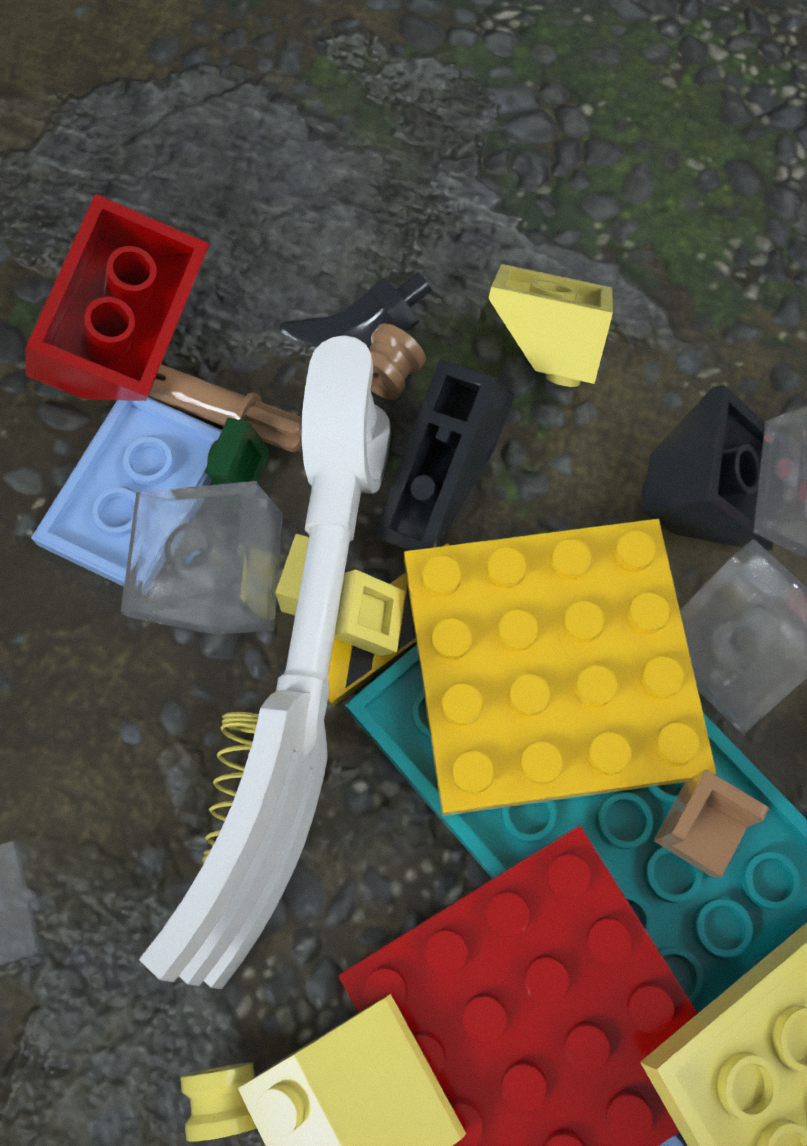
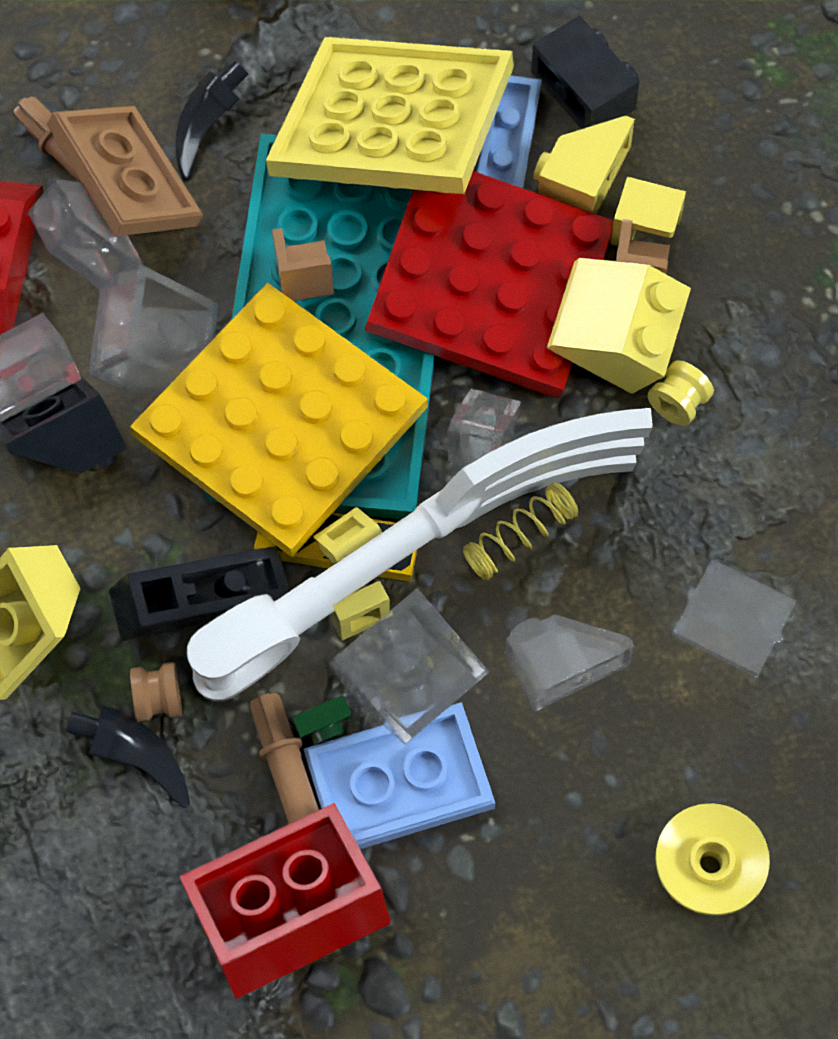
camera: 130 degrees left, 5 degrees down
(82, 707) = (563, 657): none -> clear slope
(358, 835) = (481, 426): none -> clear slope

